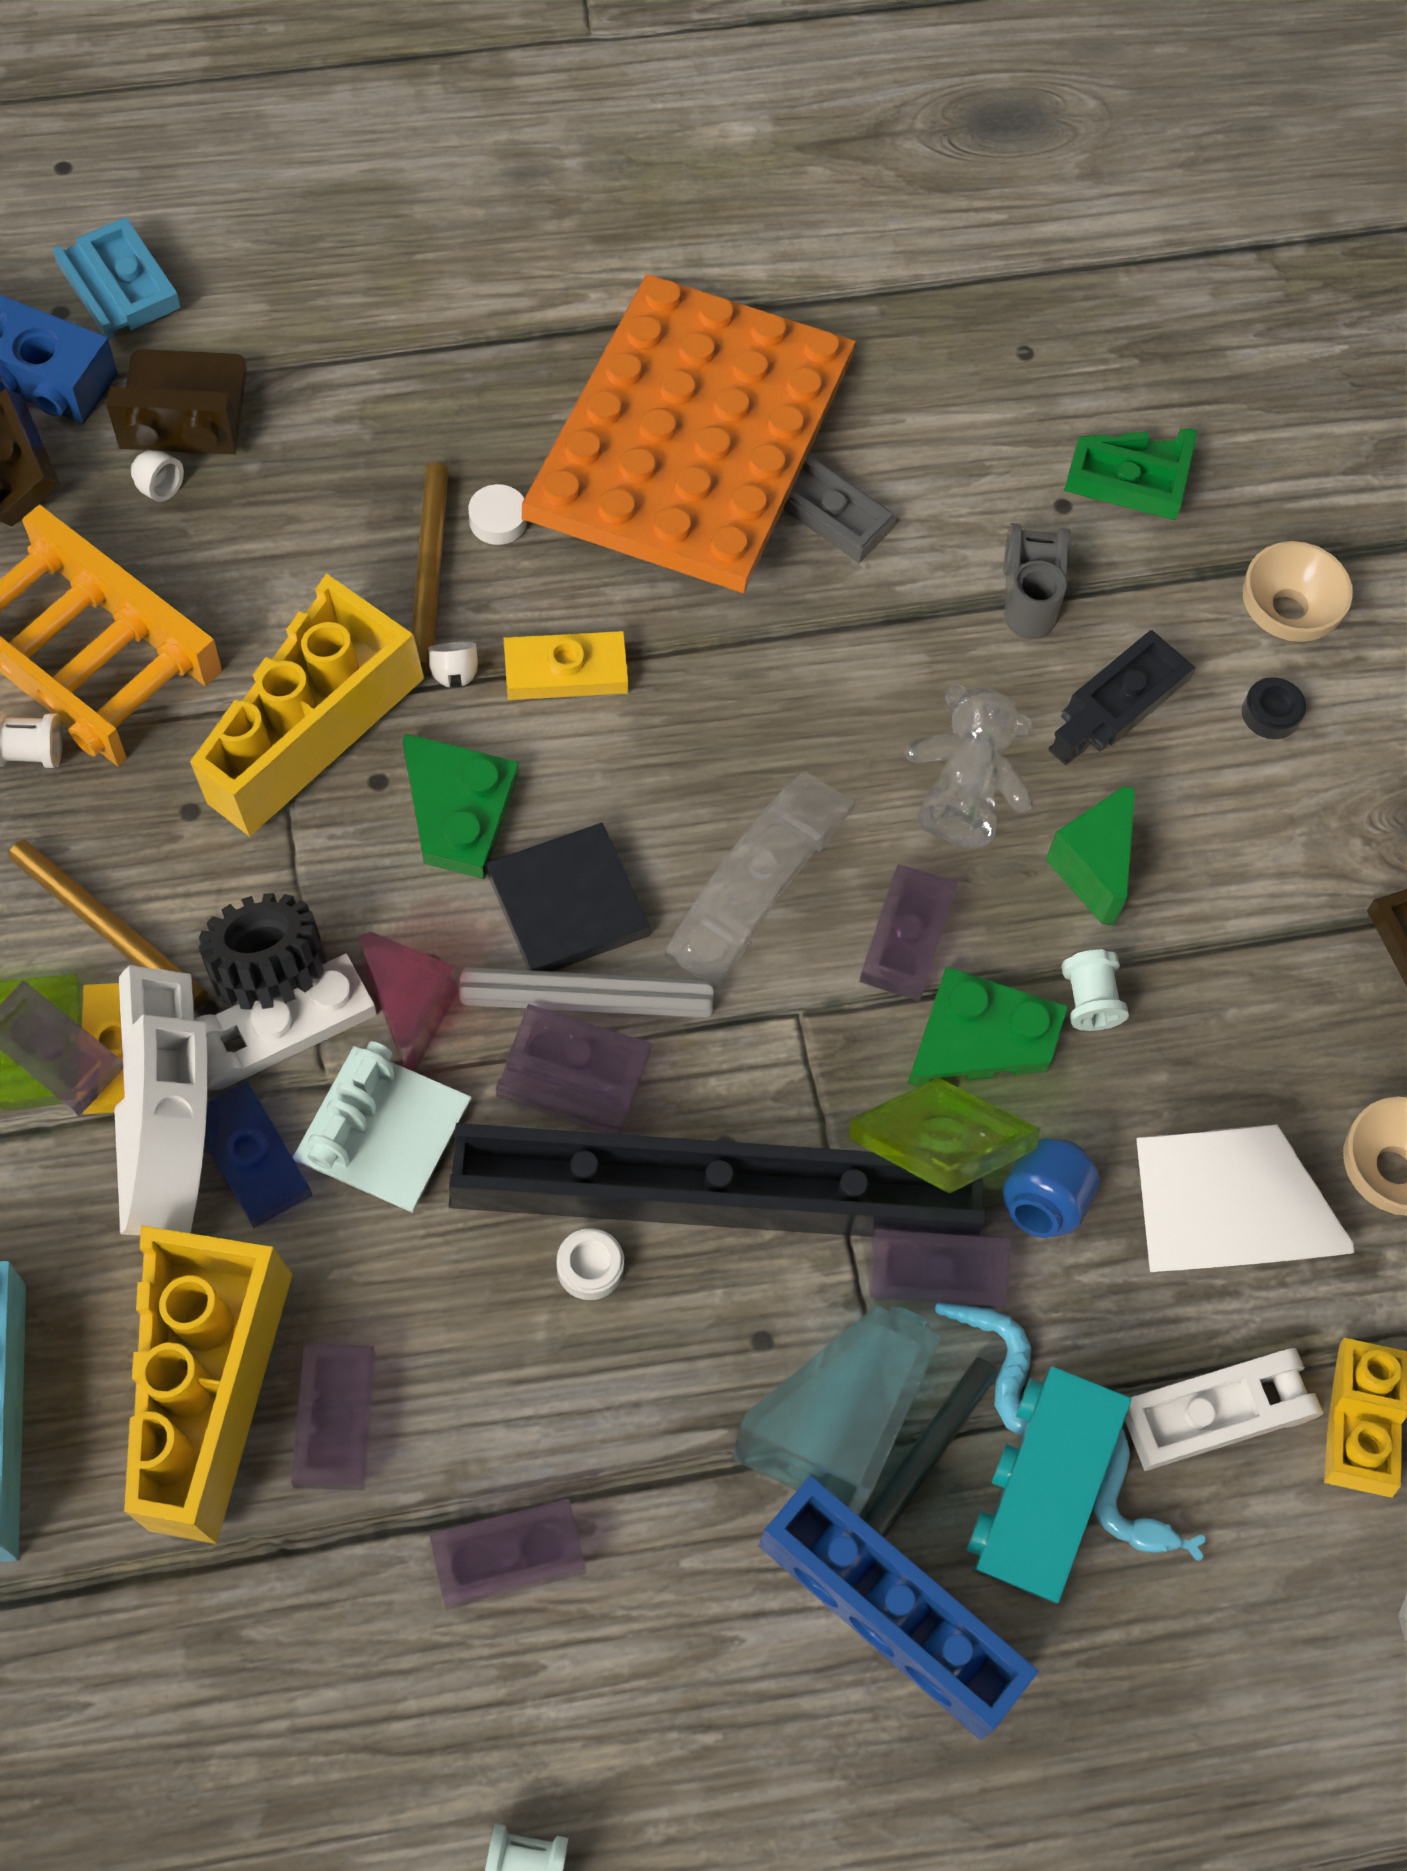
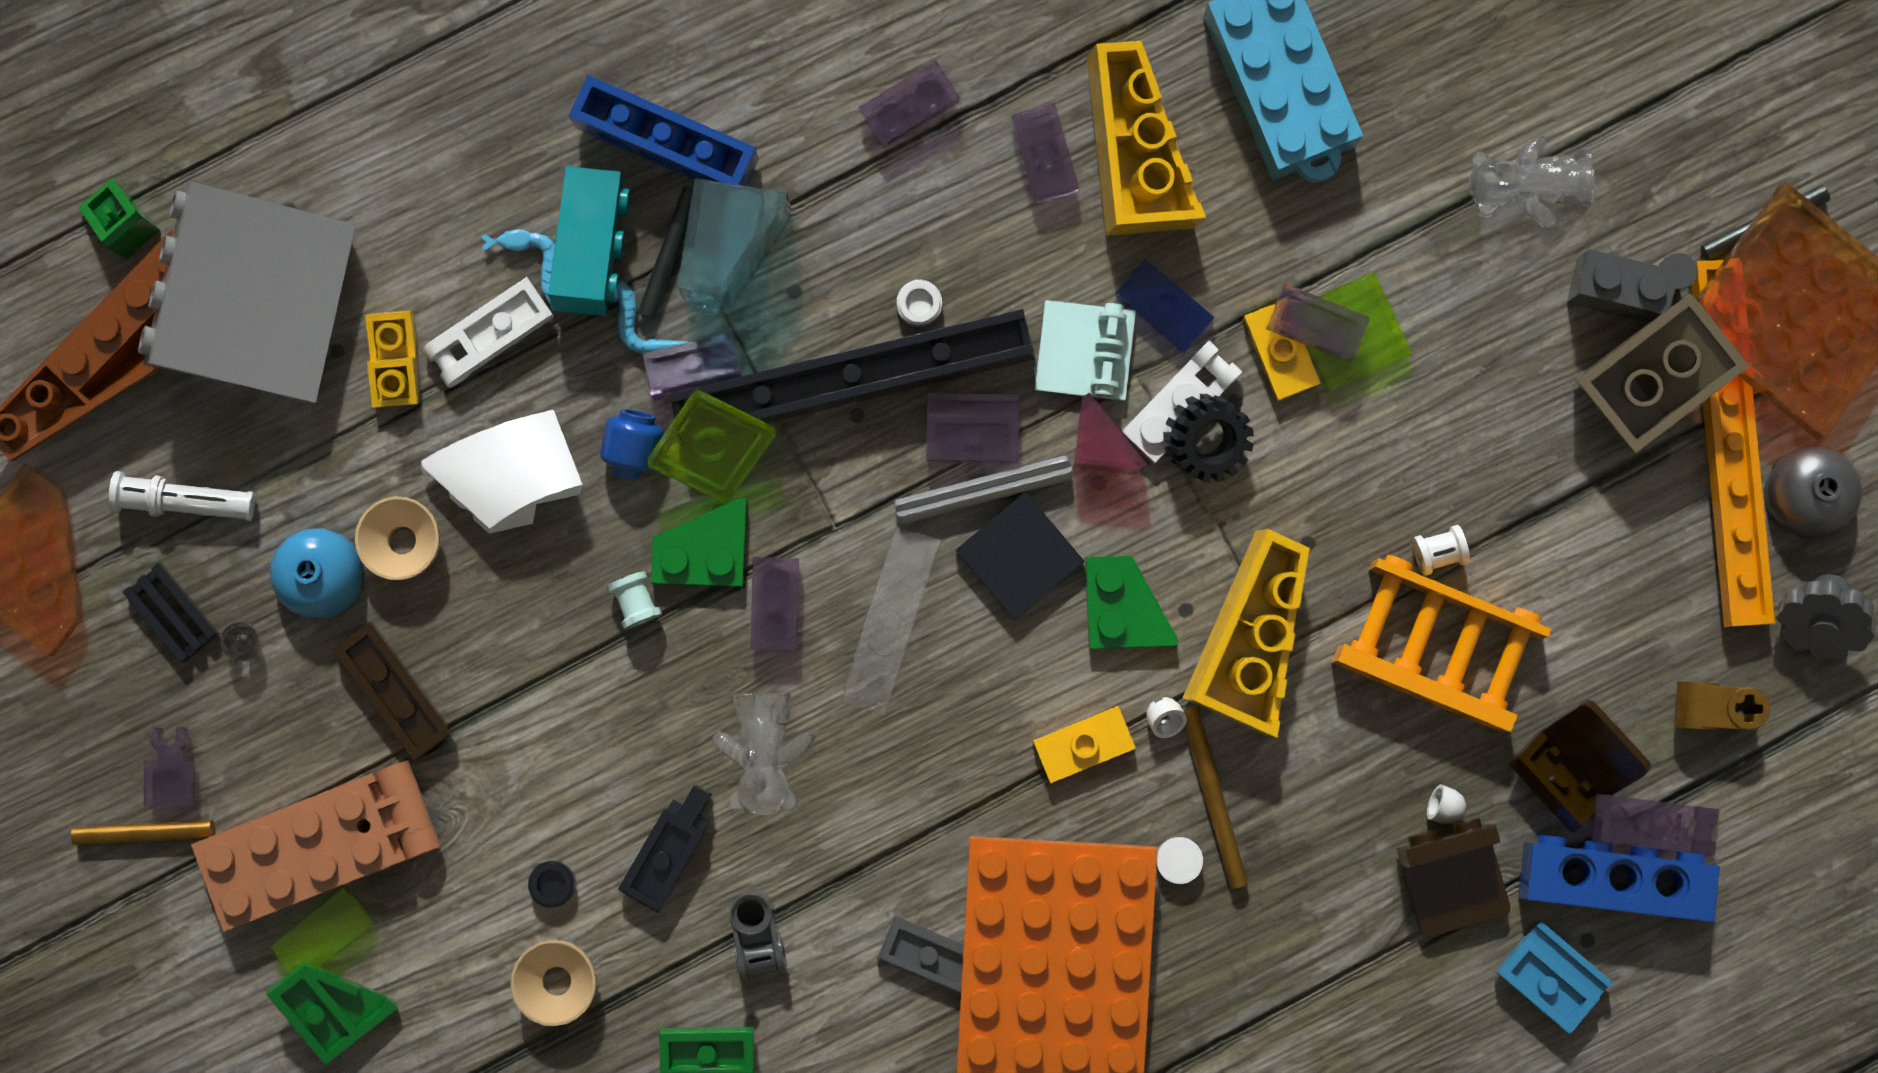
camera: 170 degrees right, 20 degrees up
(95, 913) = (1326, 436): pearl gold bar -> none
(164, 1101) = (1230, 315): white slope -> none
(1095, 854) = (656, 709): green slope -> none

